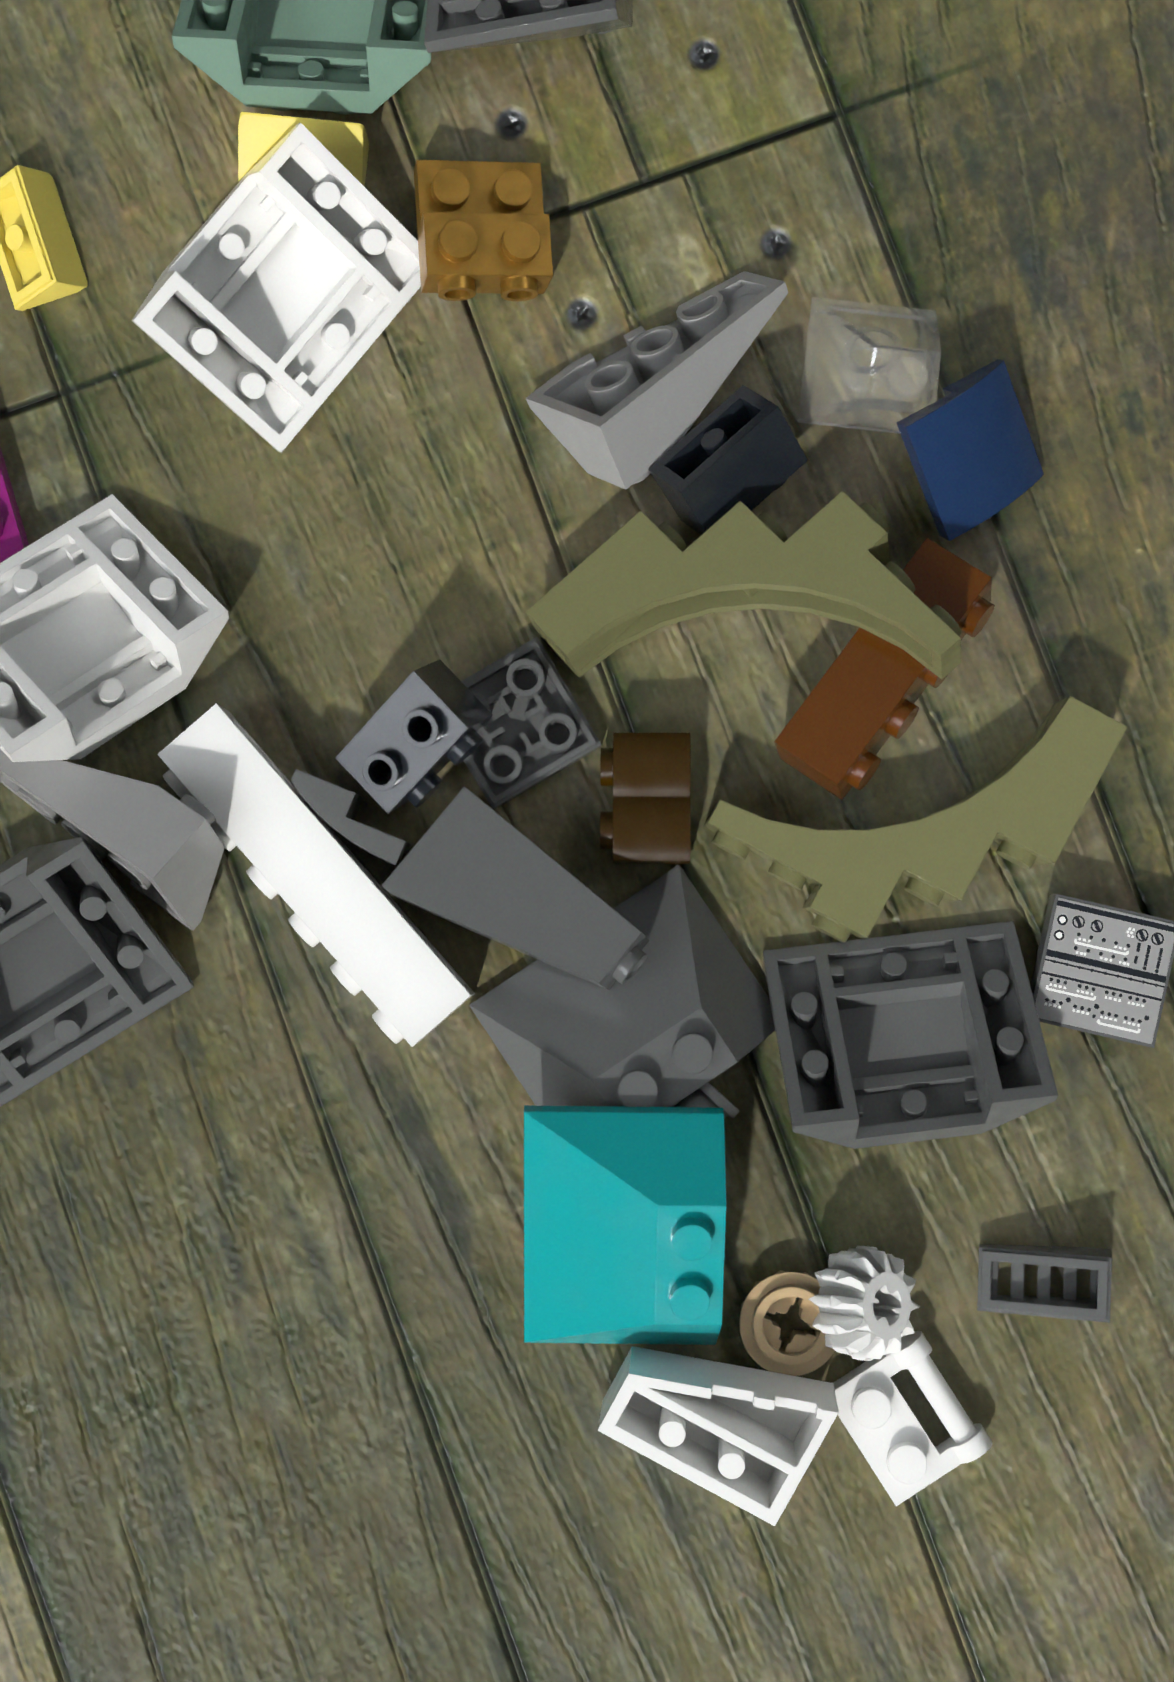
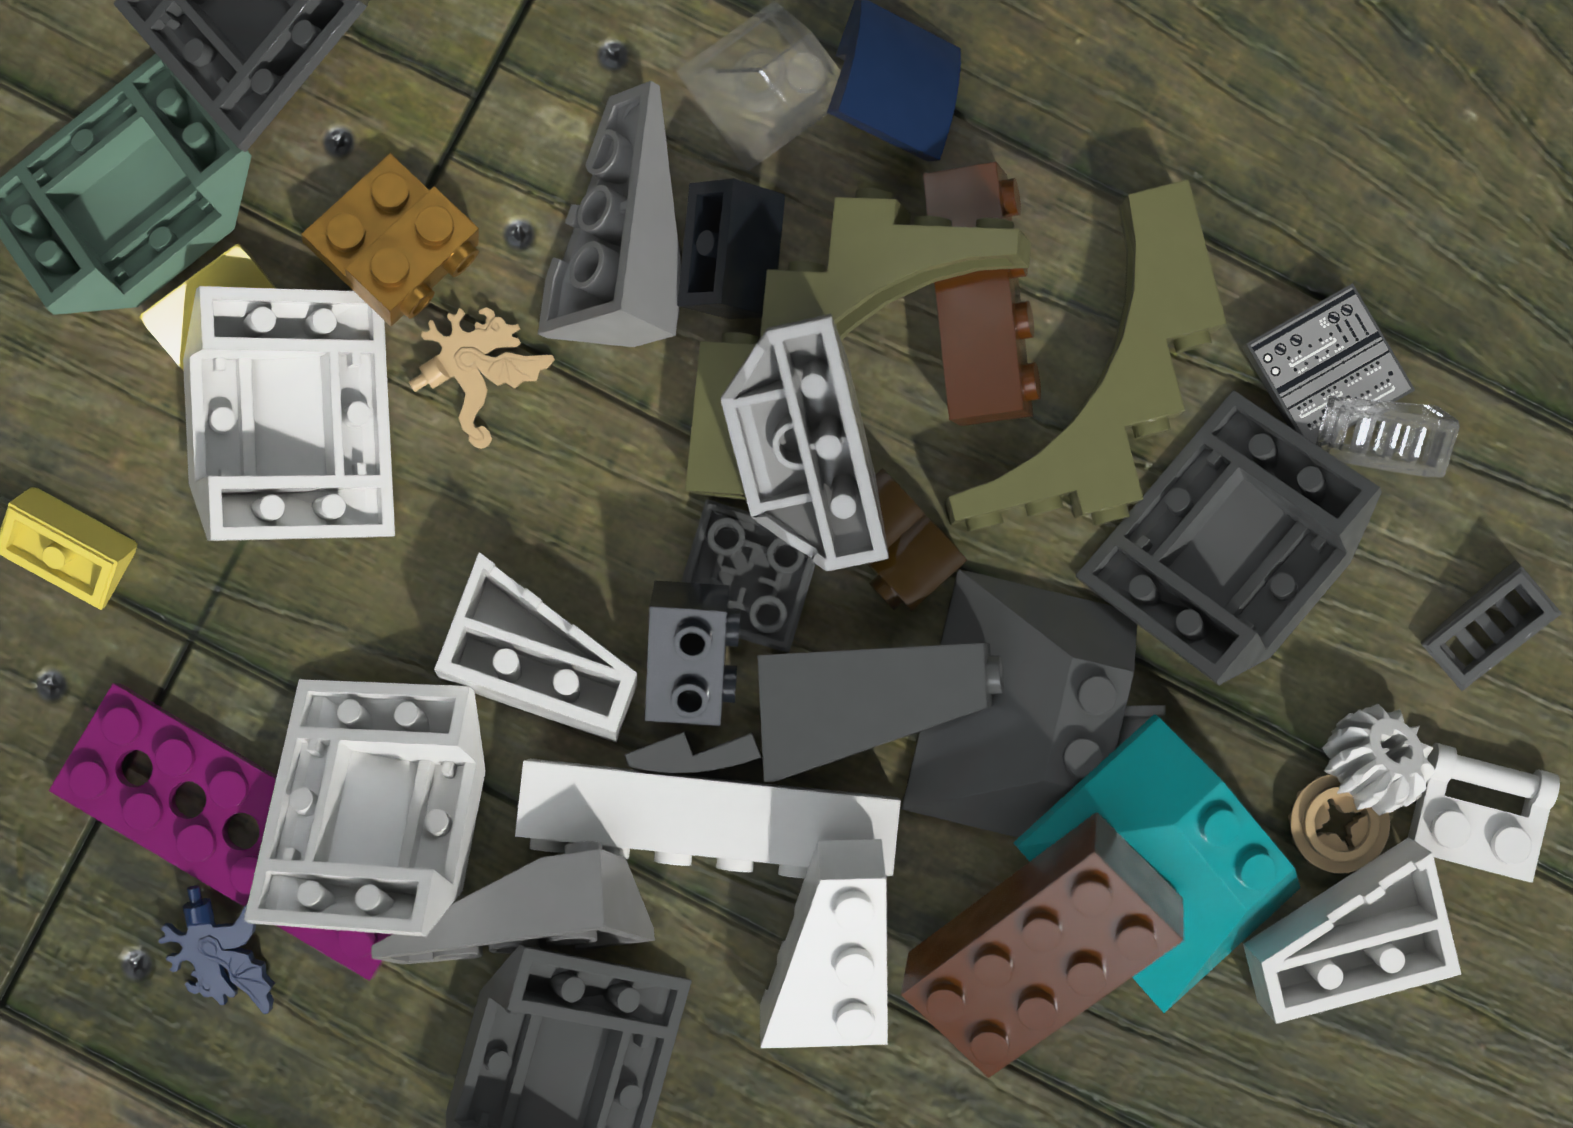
camera: 50 degrees left, 0 degrees up
(294, 632) = (532, 658): none -> white wedge
(311, 1068) = (835, 955): none -> white wedge
(459, 366) = (466, 353): none -> tan piece
(475, 1206) = (1043, 946): none -> reddish brown brick
(647, 657) = (806, 445): none -> light grey wedge
(1123, 1095) = (1424, 444): none -> clear slope

